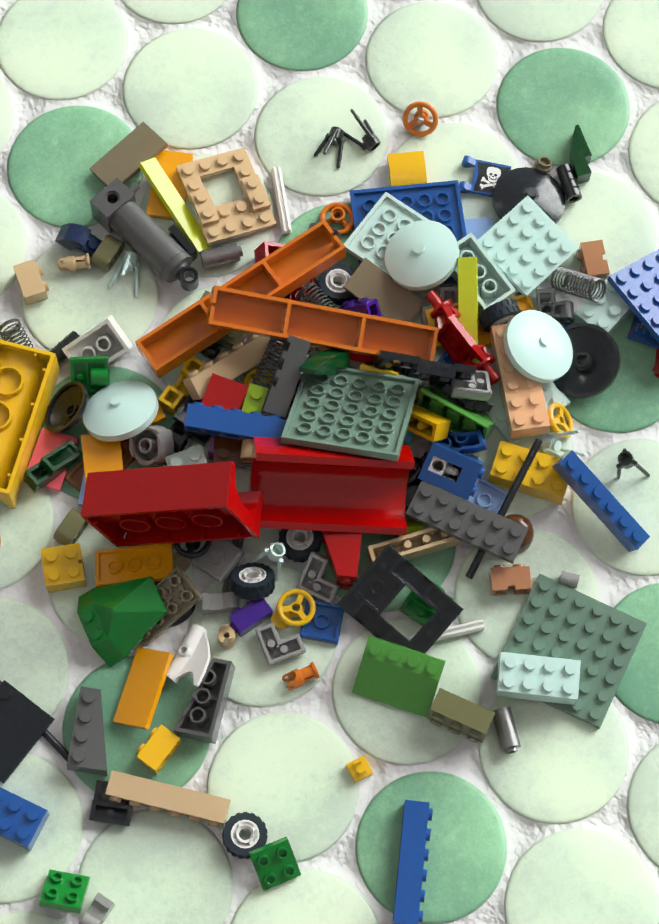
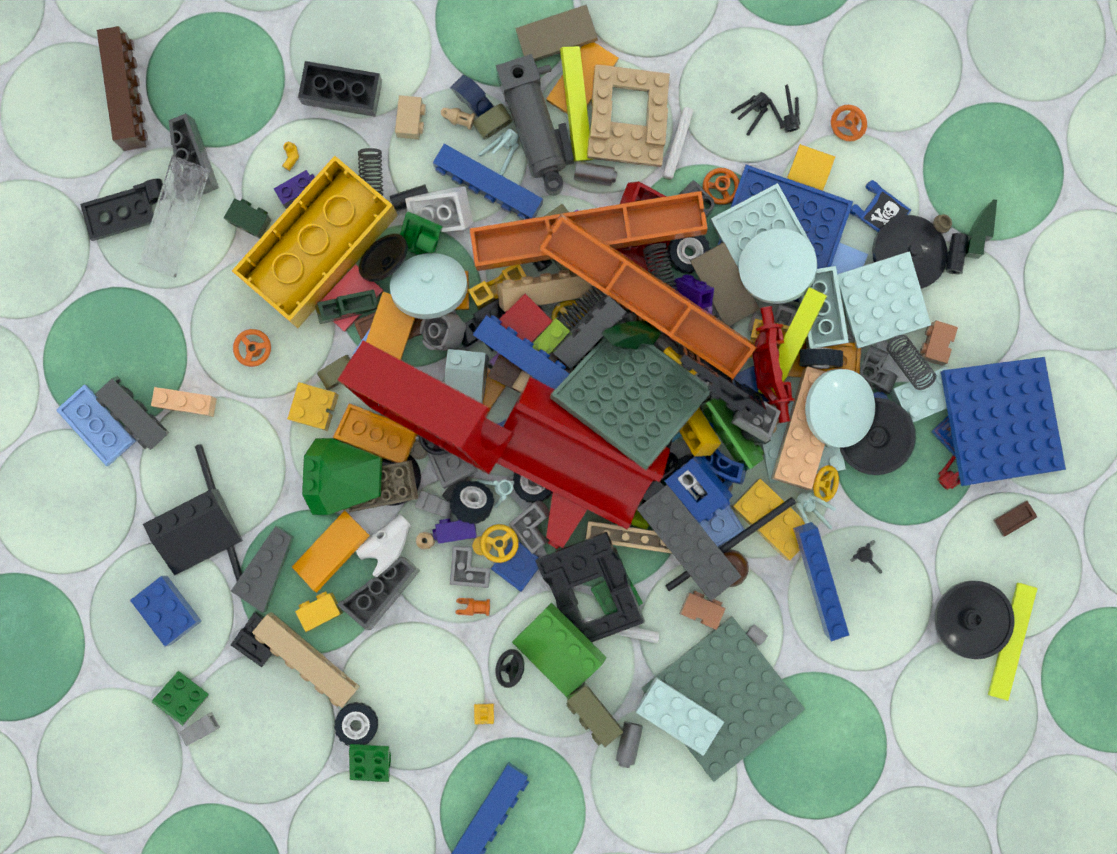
camera: 30 degrees right, 15 degrees up
(126, 305) = (487, 182): none -> blue brick
(365, 712) = (514, 668): none -> black piece

